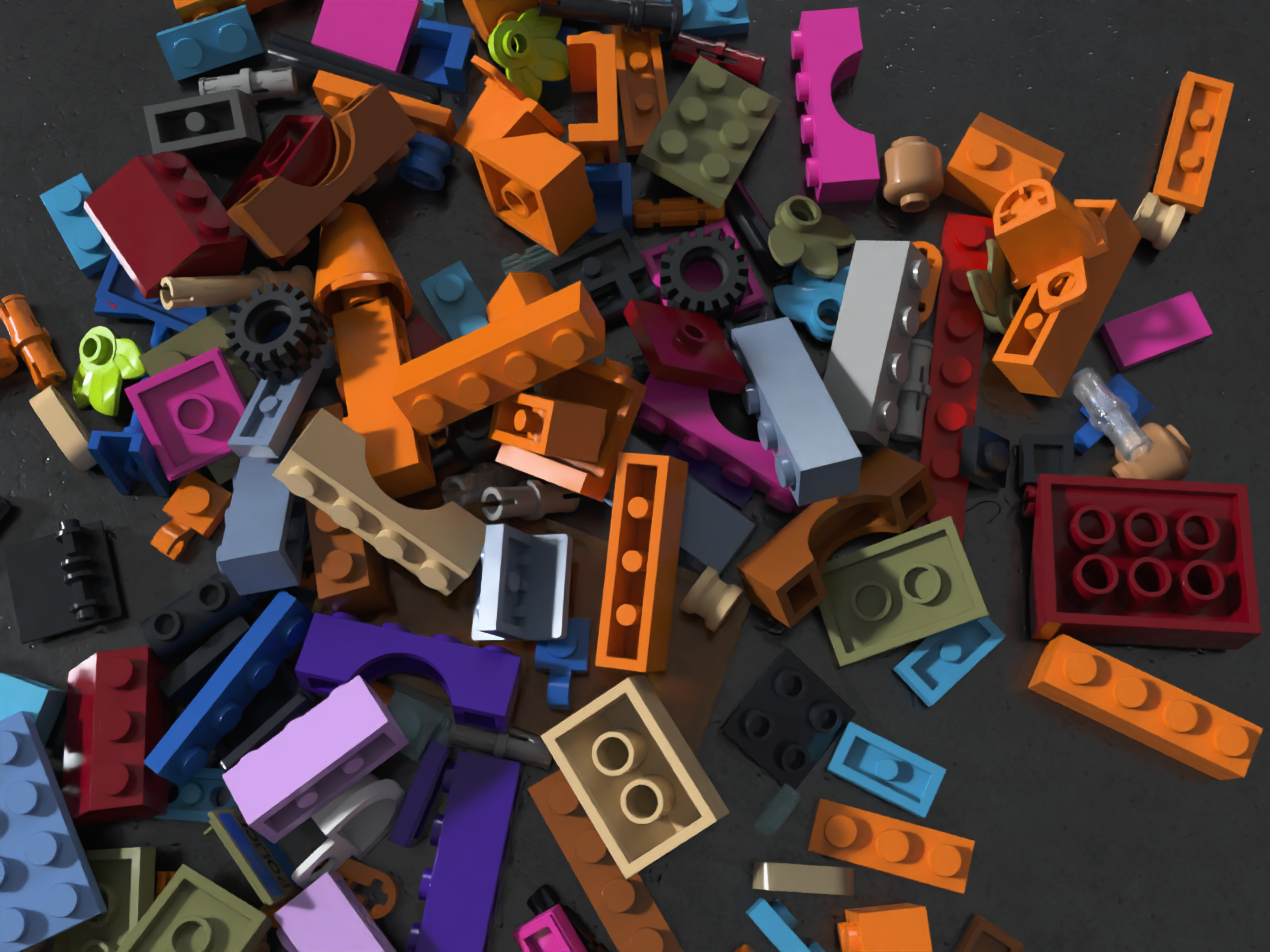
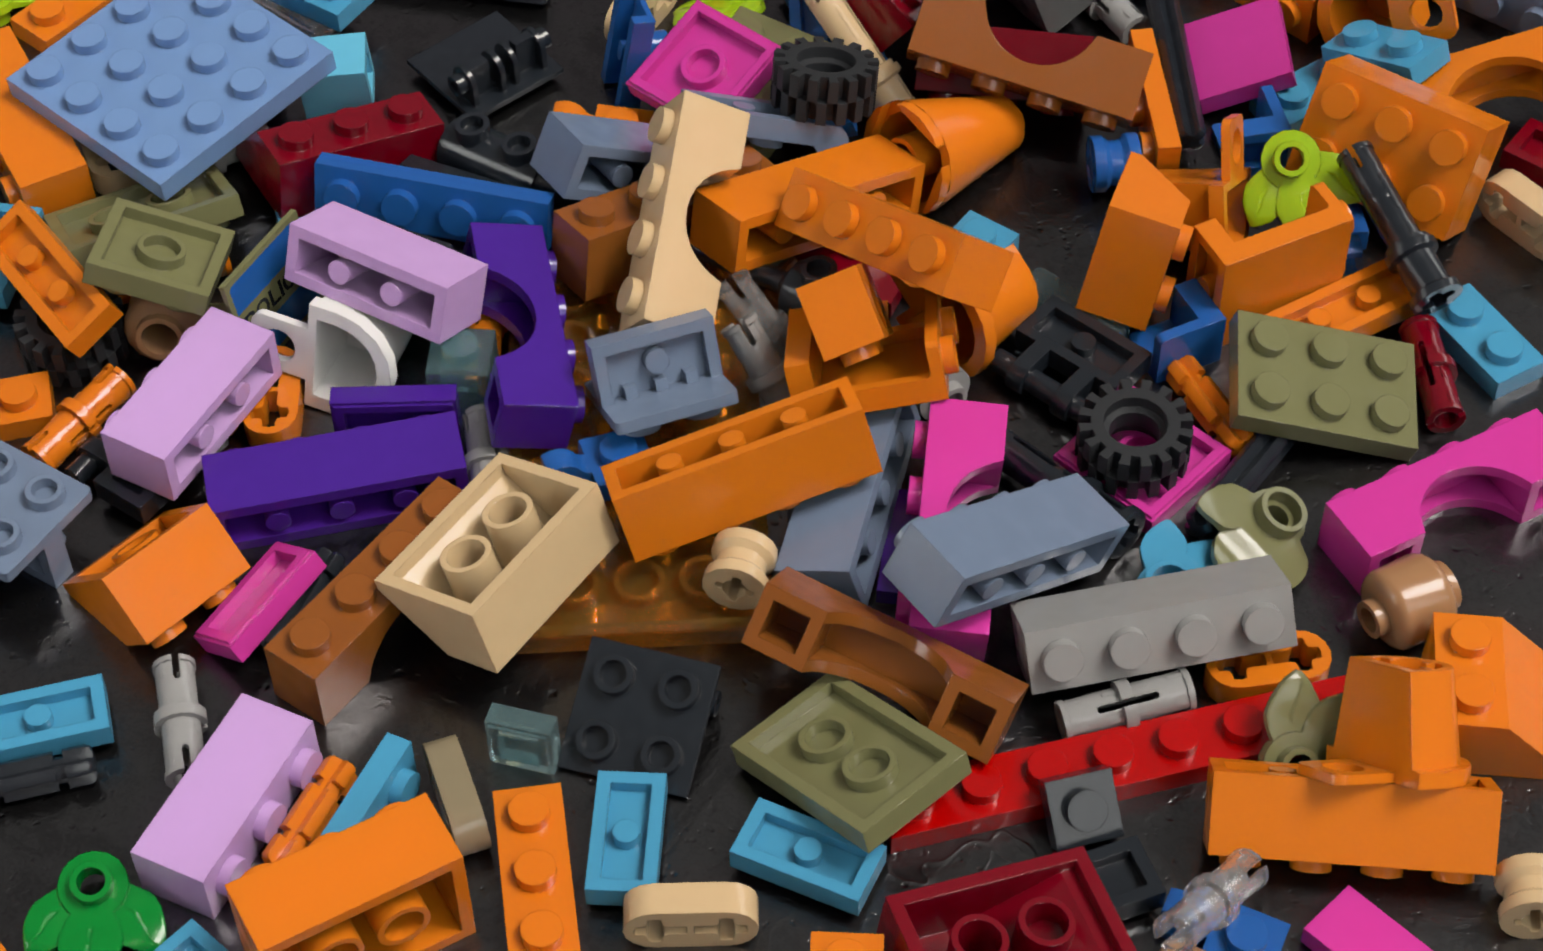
camera: 65 degrees right, 25 degrees down
(684, 347) = (1019, 418): dark red plate -> none
(968, 751) = (690, 914): none -> tan beam

